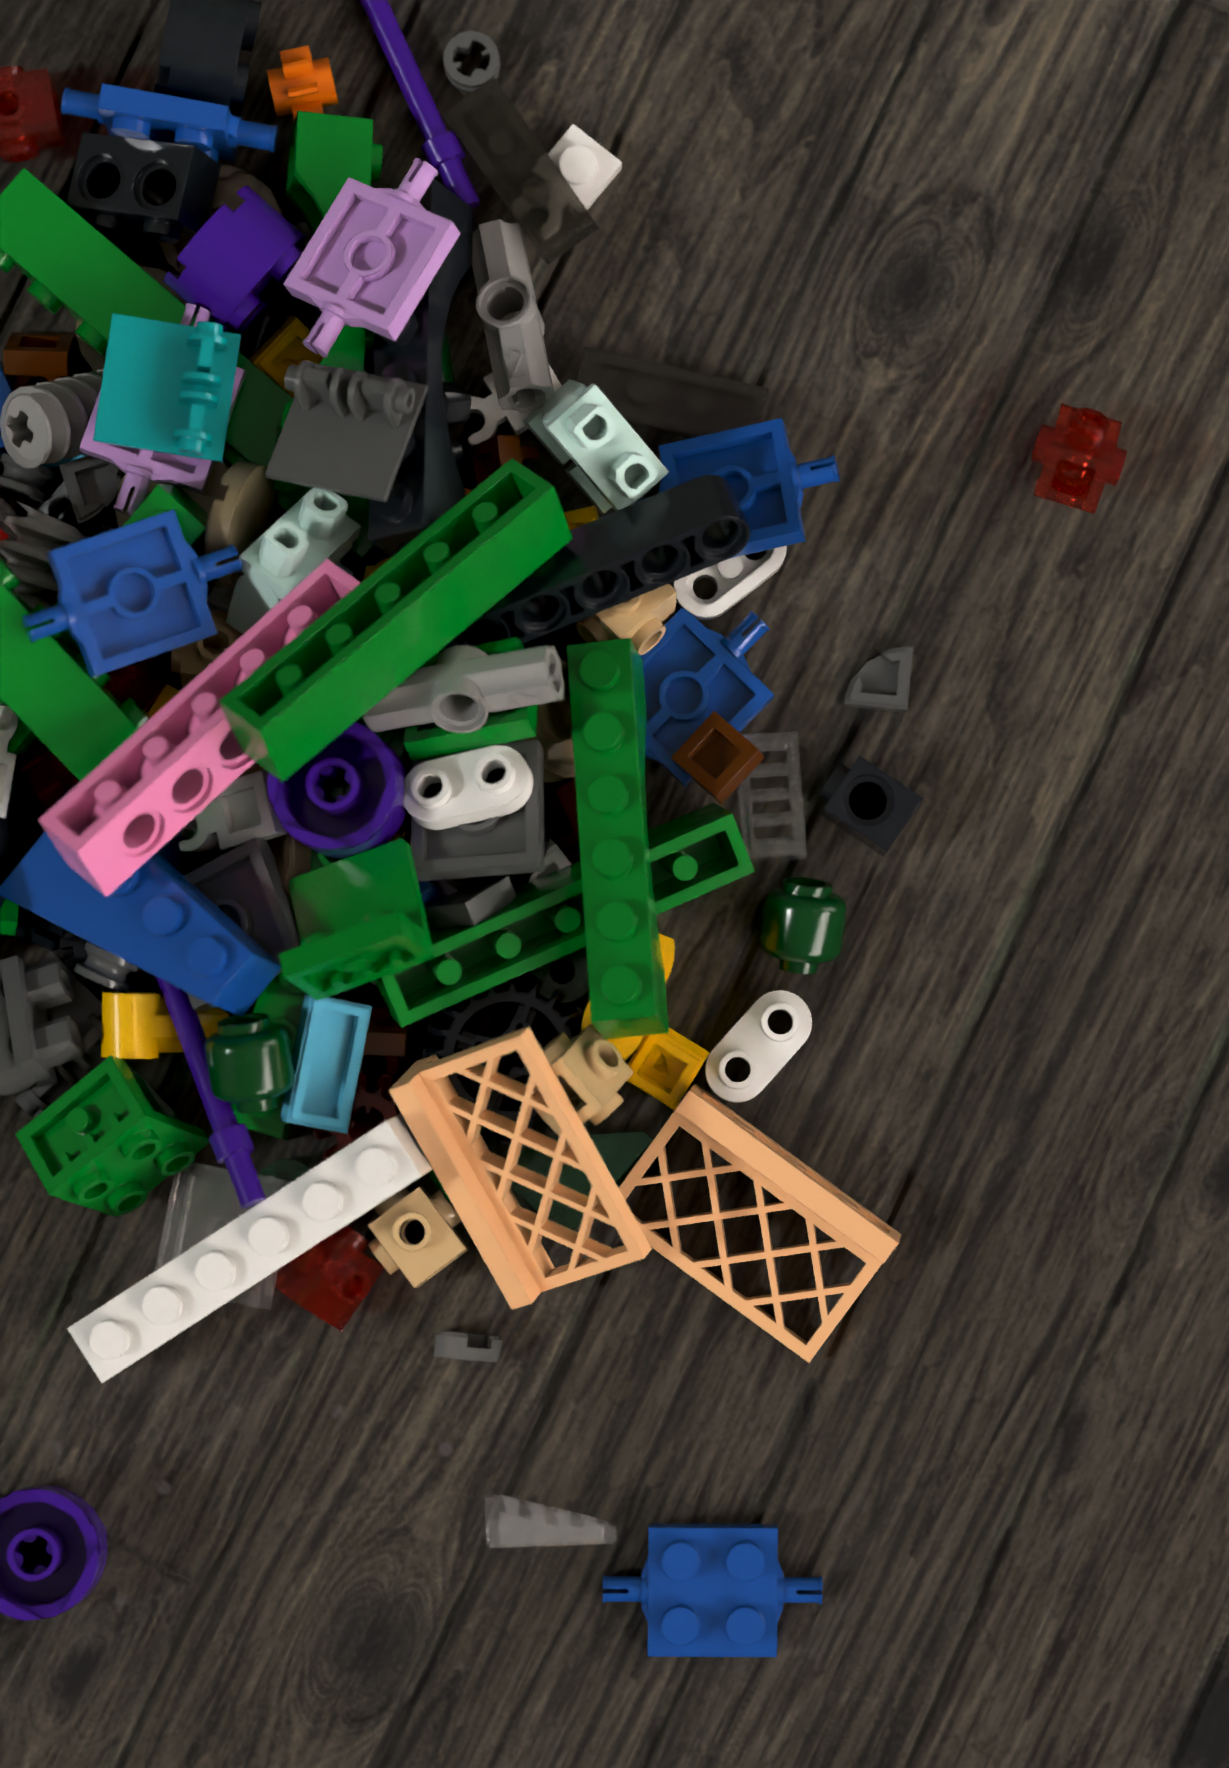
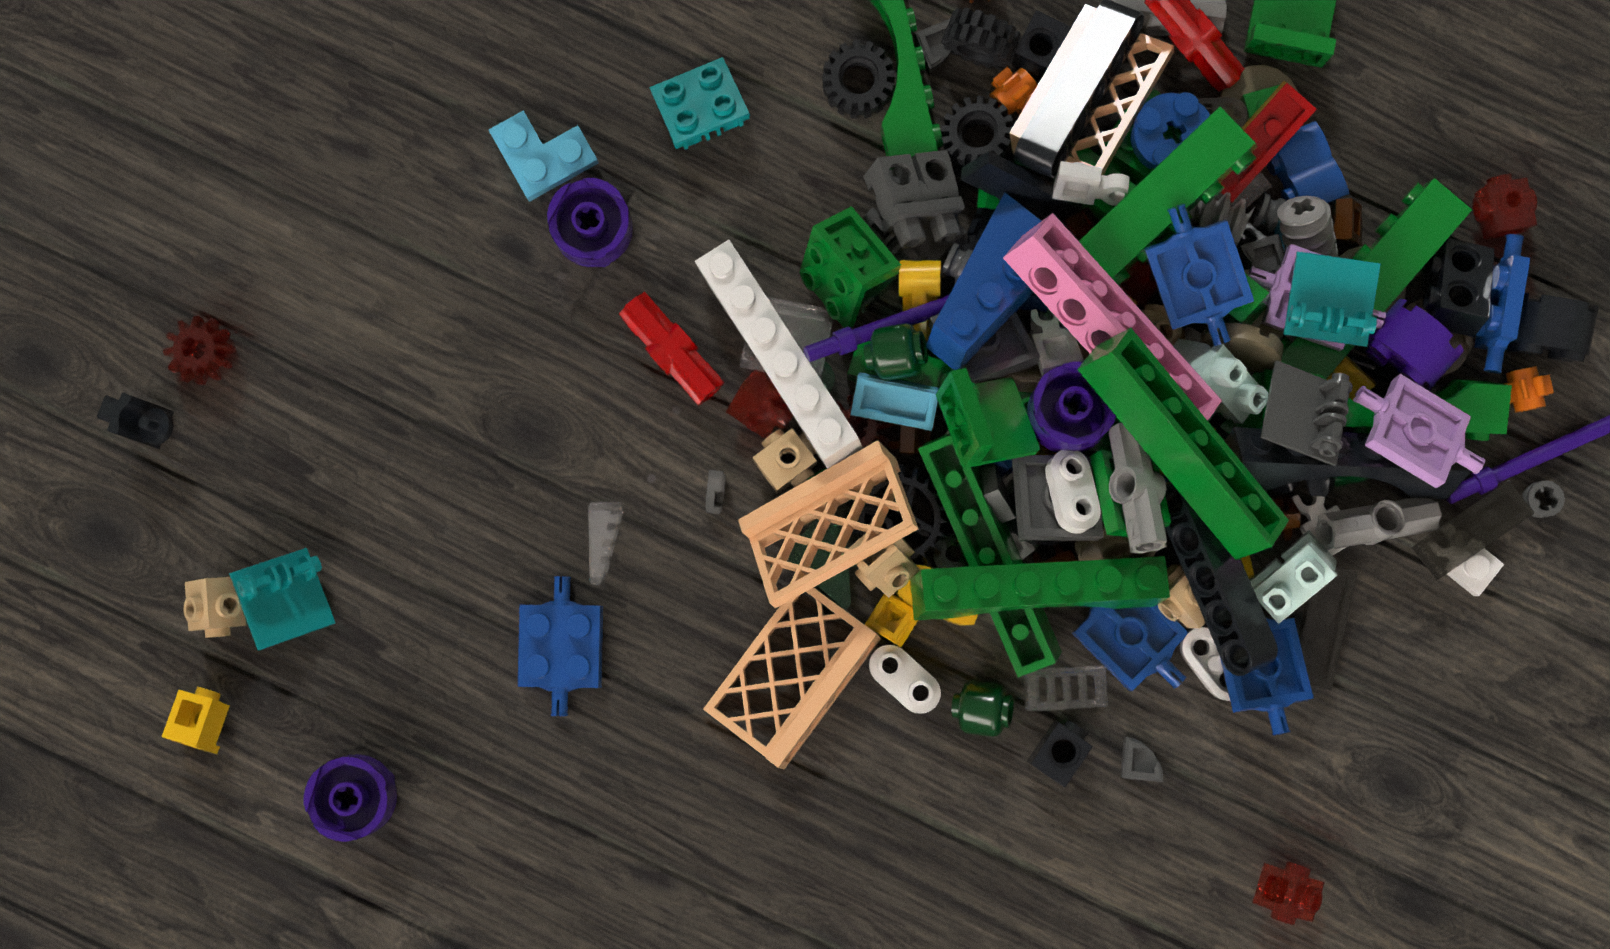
camera: 90 degrees right, 0 degrees up
(239, 1419) = (671, 348): none -> red piece
(717, 757) = (1091, 654): reddish brown tile -> none

